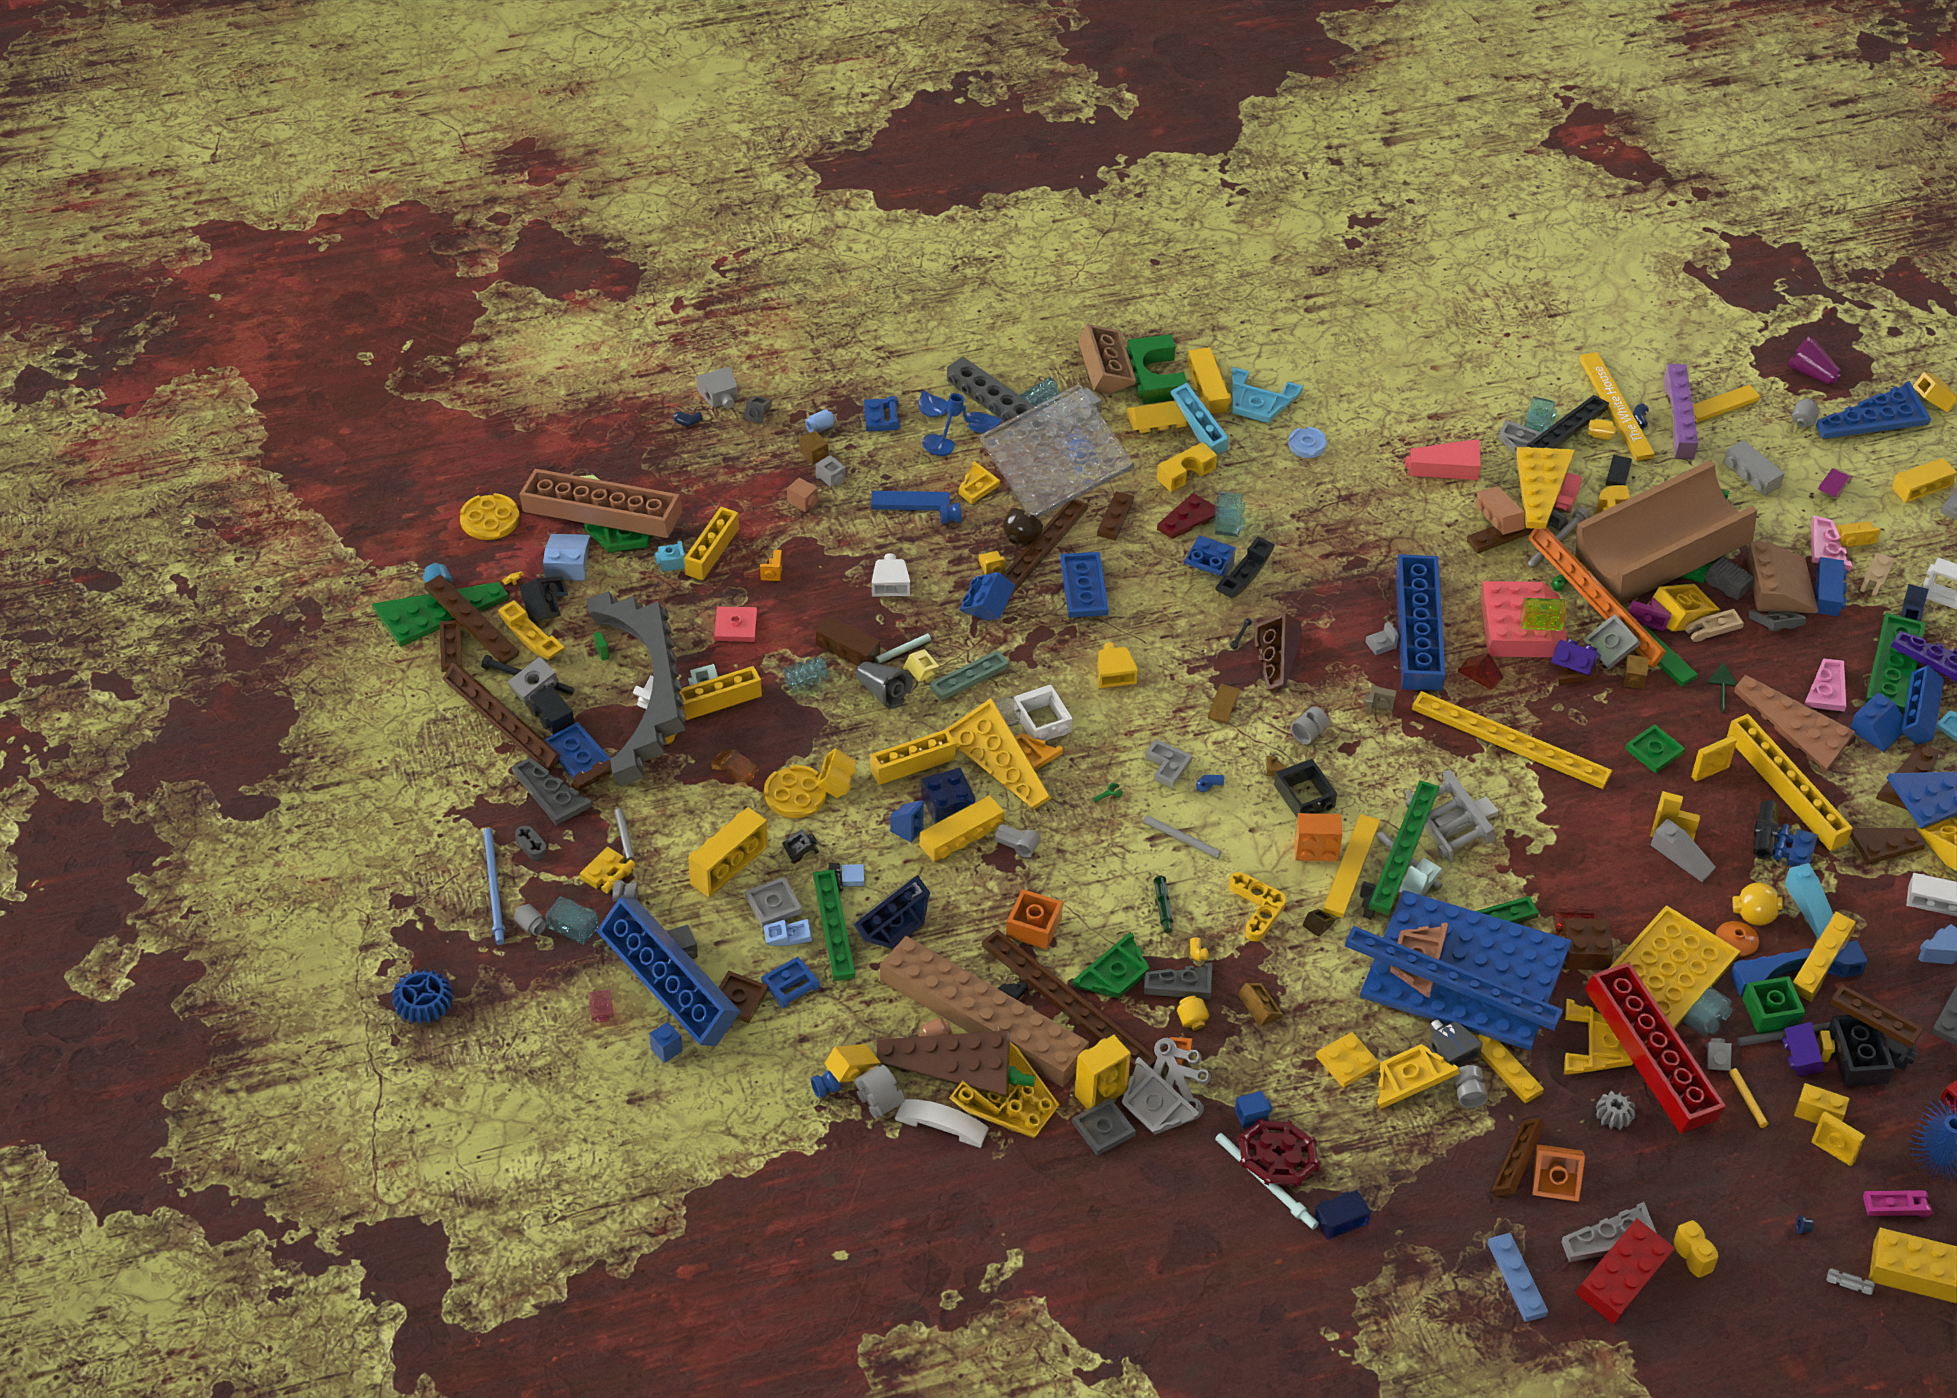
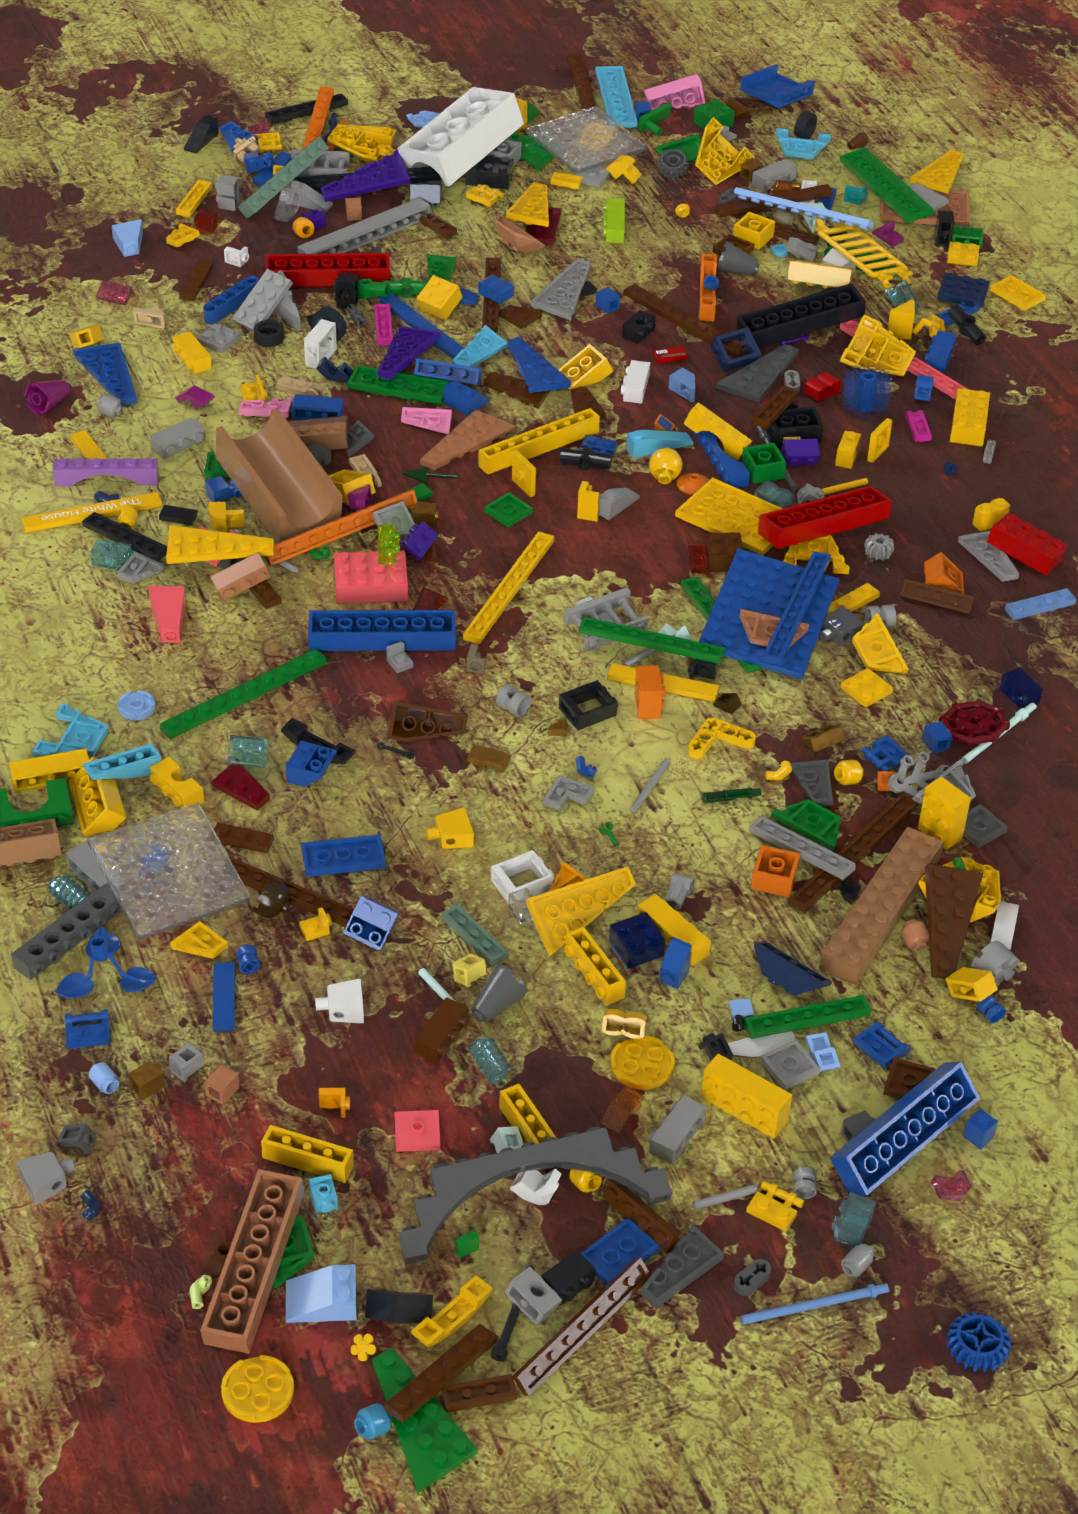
camera: 95 degrees left, 5 degrees down
(703, 803) = (677, 1129): none -> light grey brick
(805, 889) = (761, 1045): none -> white sticker
(1068, 947) = (809, 850): none -> light grey plate
(1227, 1062) = (886, 749): none -> blue plate
(1328, 521) = (242, 694): none -> green plate
(1855, 913) = (663, 424): none -> slope

